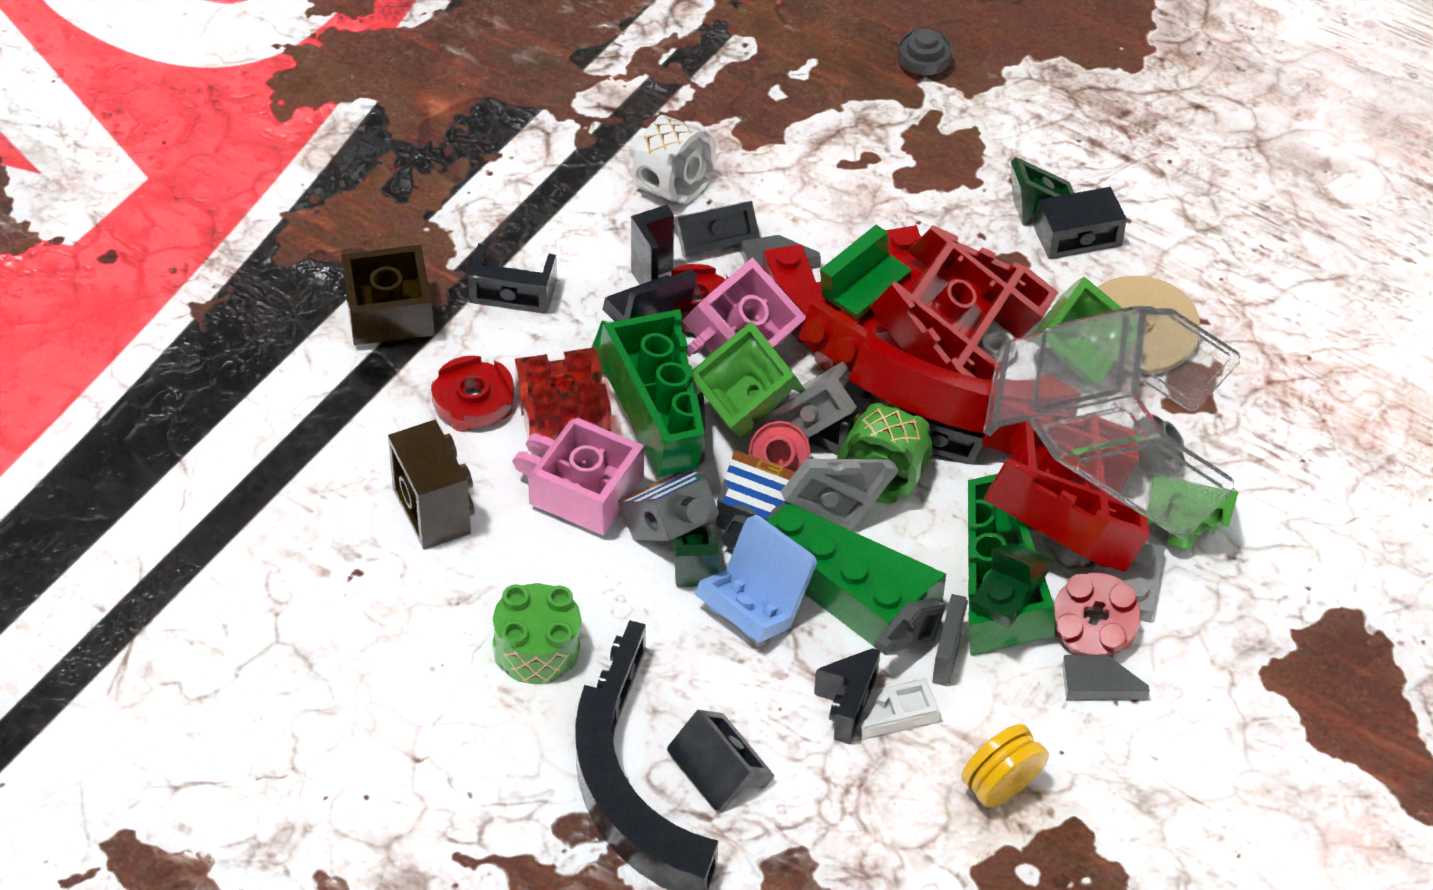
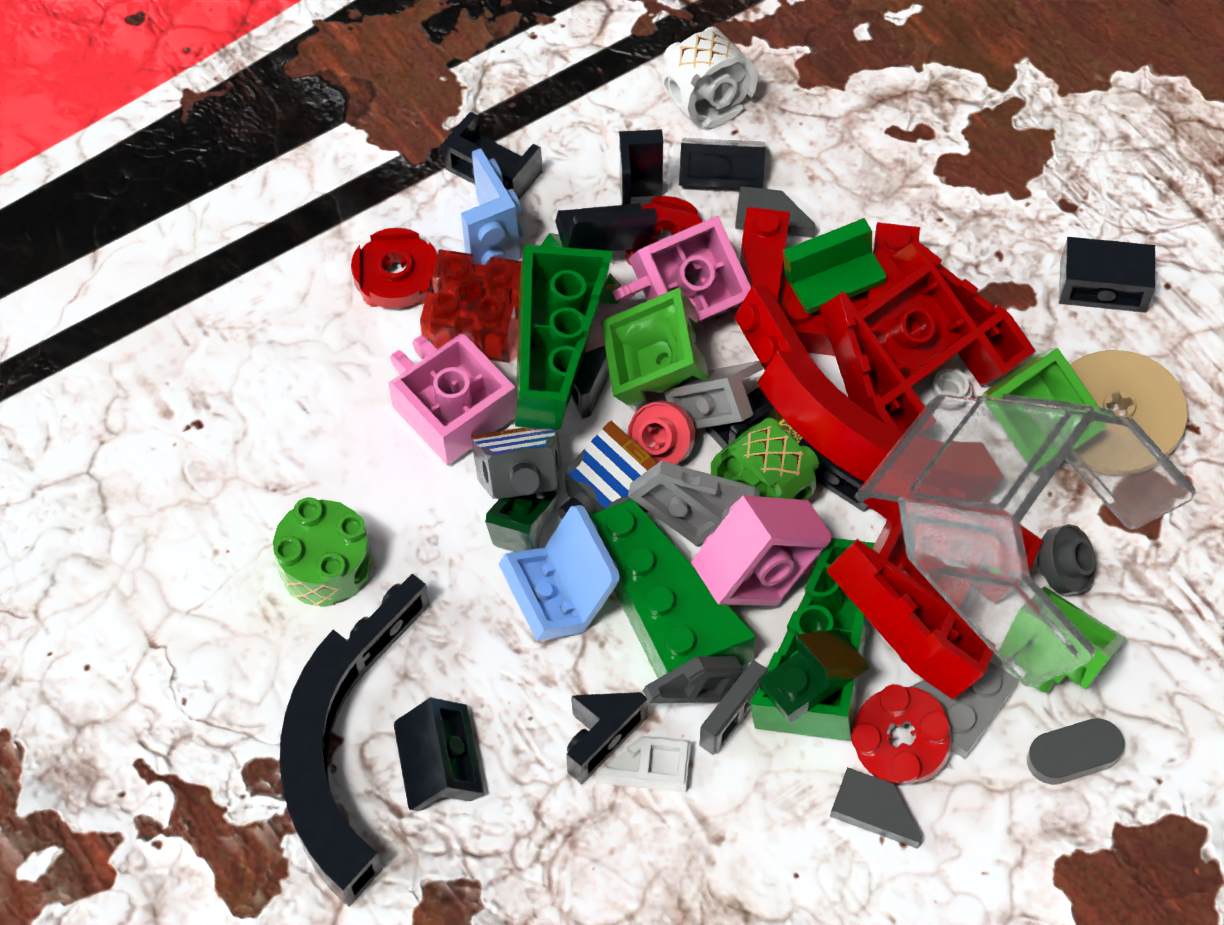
camera: 25 degrees right, 10 degrees up
(387, 294) = (358, 139): dark brown brick -> none
(431, 483) = (295, 357): dark brown brick -> none
(542, 312) = (492, 225): none -> light blue bracket
(918, 505) = (761, 550): none -> bright pink hinge
(924, 52) = (1035, 31): dark grey plate -> none
(1004, 765) = (714, 877): yellow head -> none
(1034, 183) = (1078, 218): dark green slope -> none
(1234, 586) = (1075, 751): none -> dark grey tile

